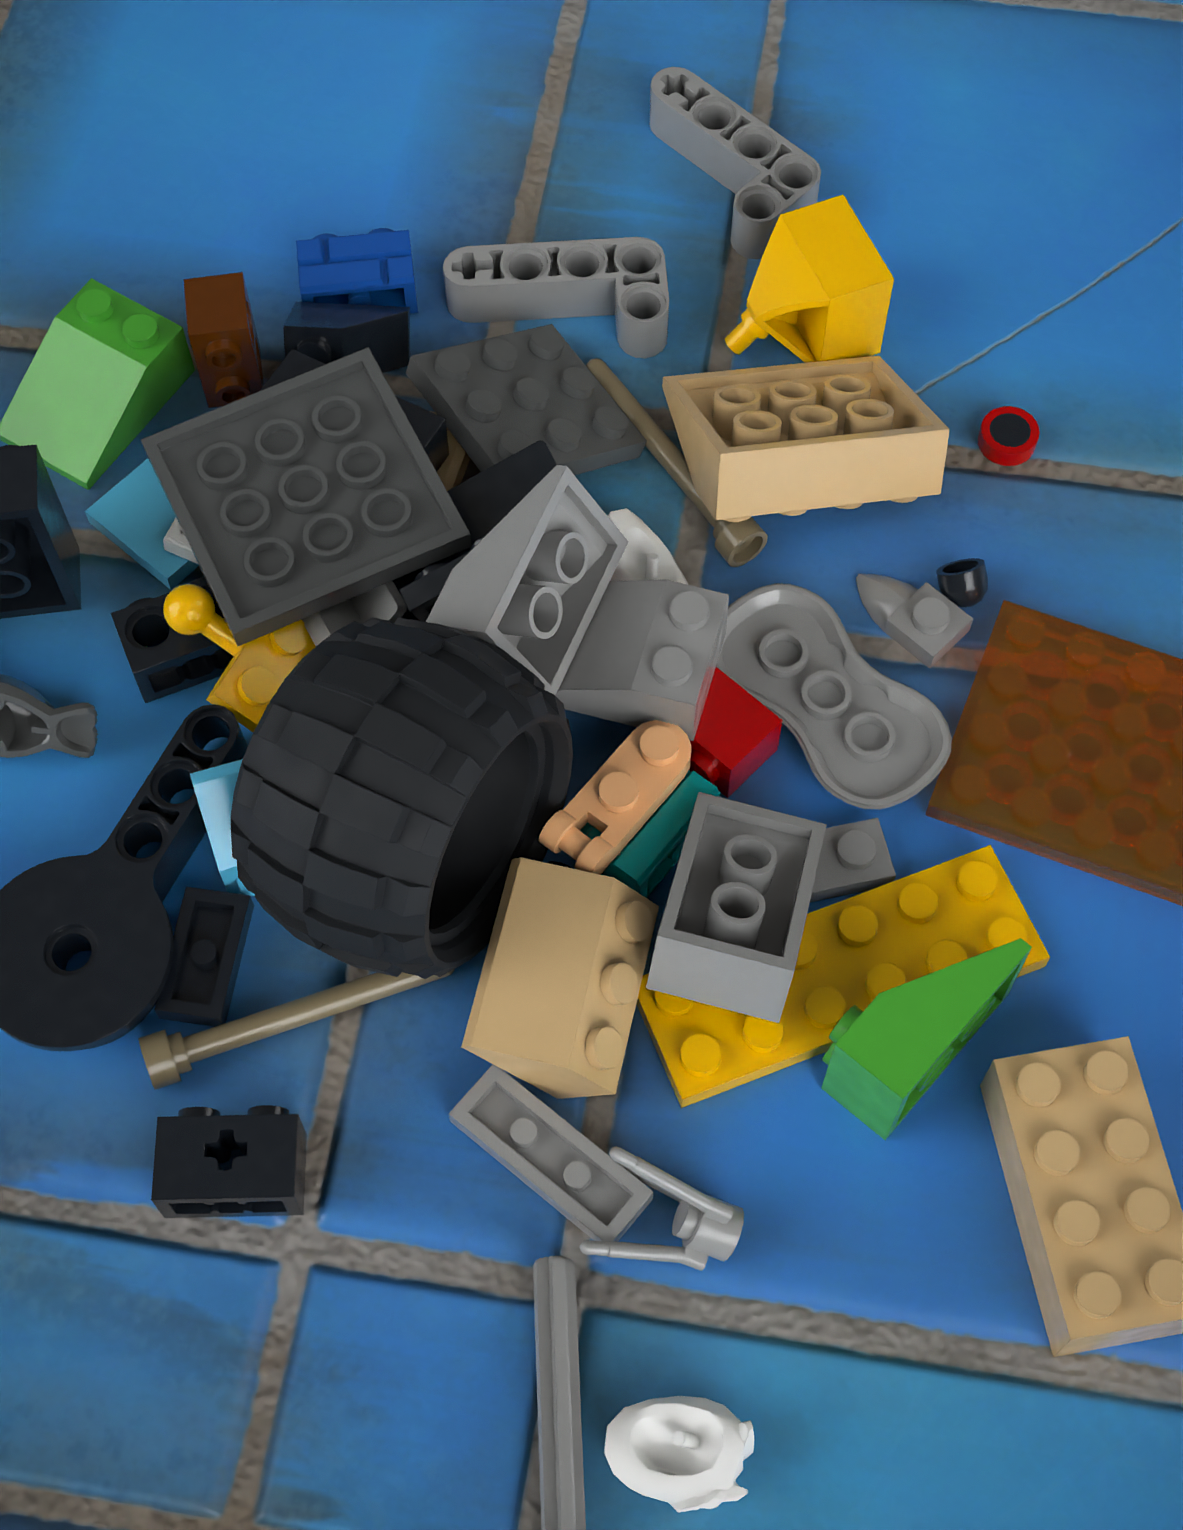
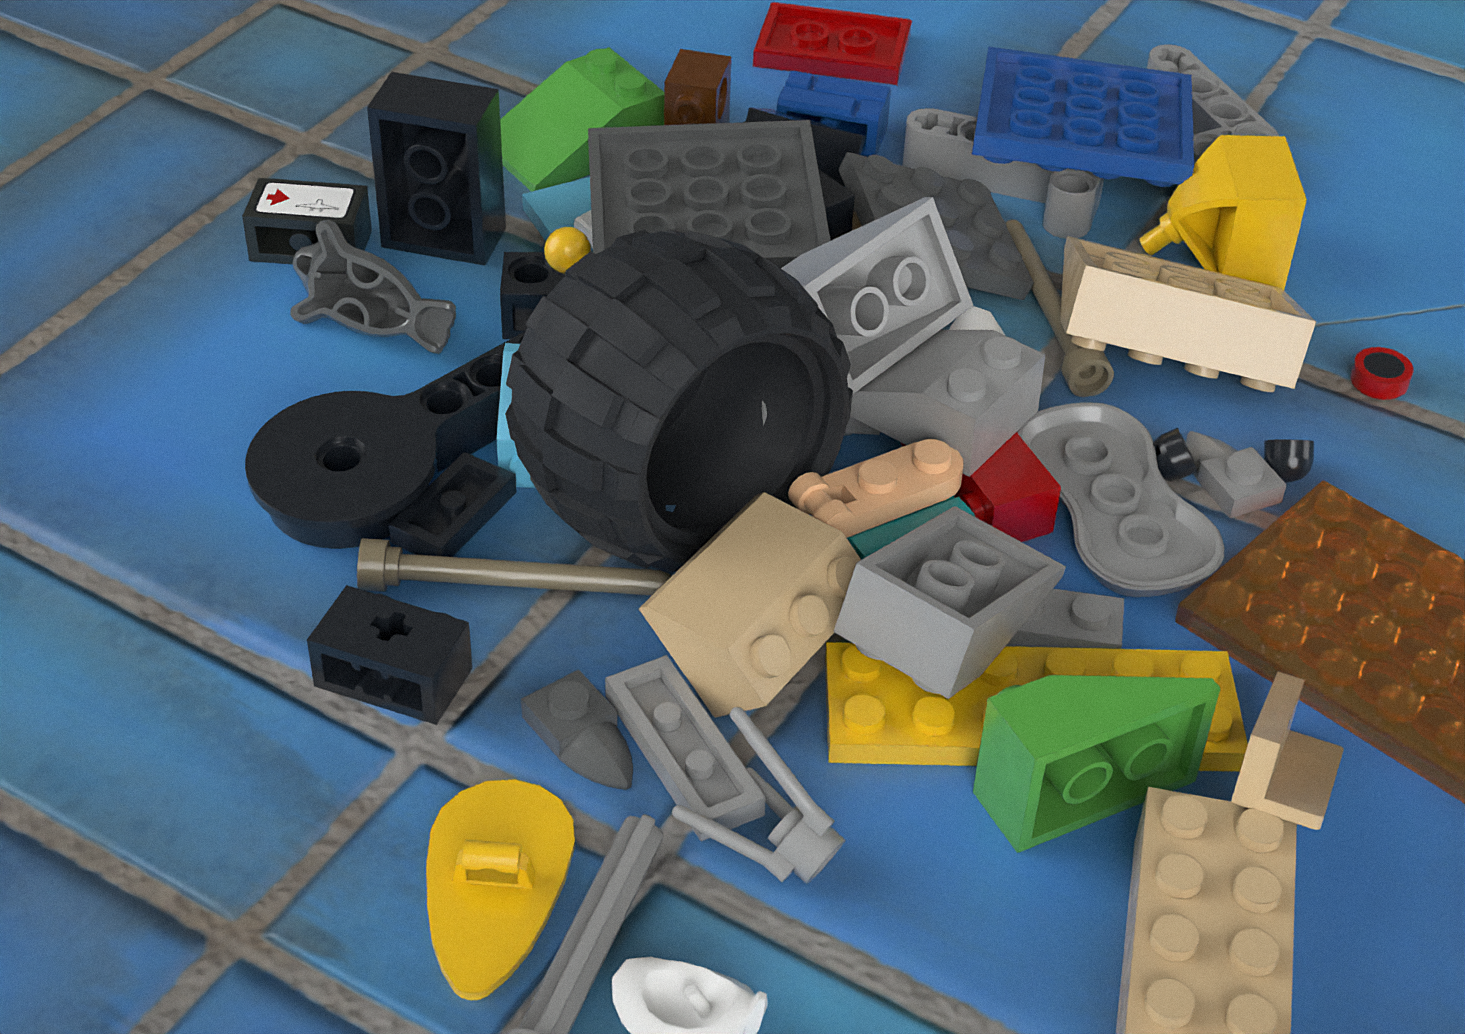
camera: 20 degrees right, 20 degrees down
(309, 161) = (833, 43): none -> red tile
(438, 1369) = (494, 879): none -> yellow shield
(445, 1170) = (581, 730): none -> dark grey plate
(626, 213) = (1086, 117): none -> blue plate
(861, 619) = (1173, 456): none -> black hinge
(1096, 972) = (1283, 768): none -> tan panel

